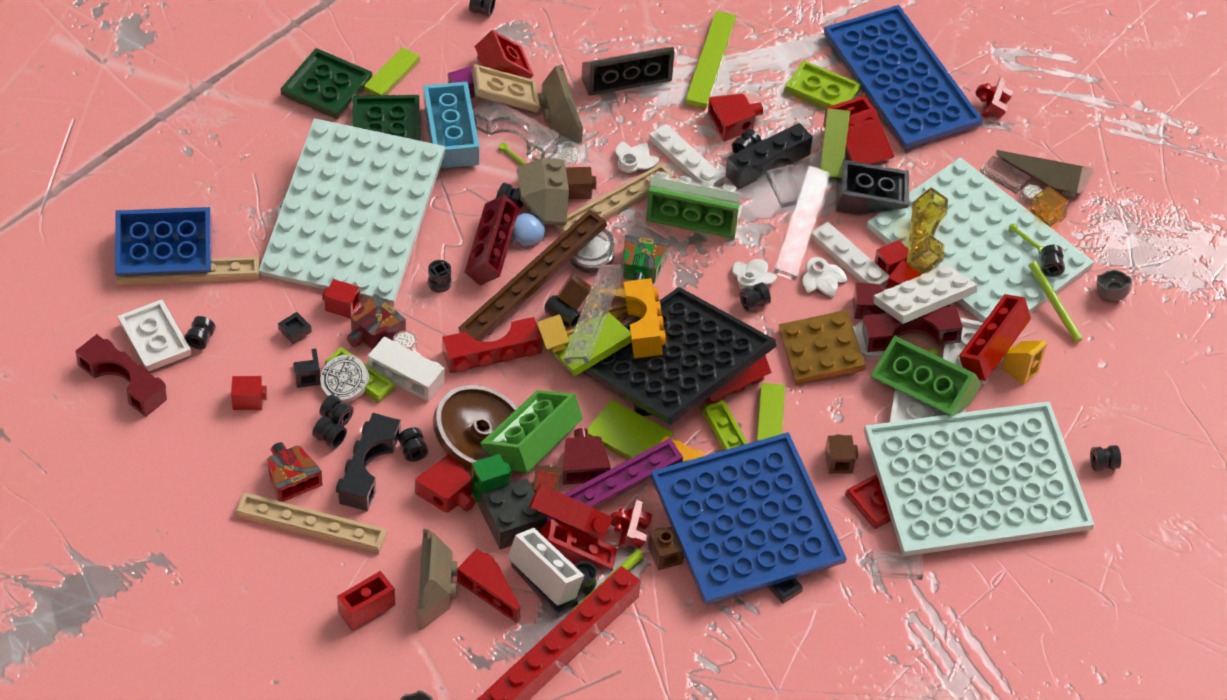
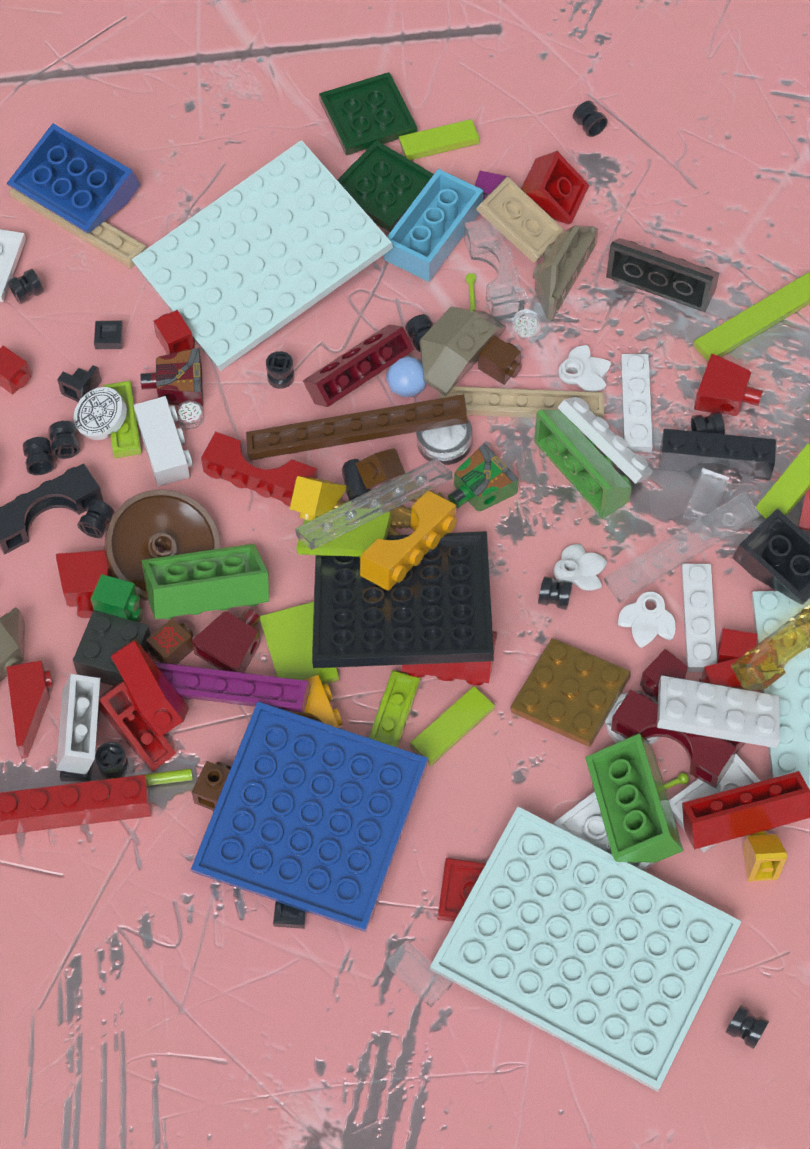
camera: 45 degrees right, 10 degrees up
(628, 524) = (219, 735): red hips -> none
(840, 454) = (475, 816): reddish brown brick -> none

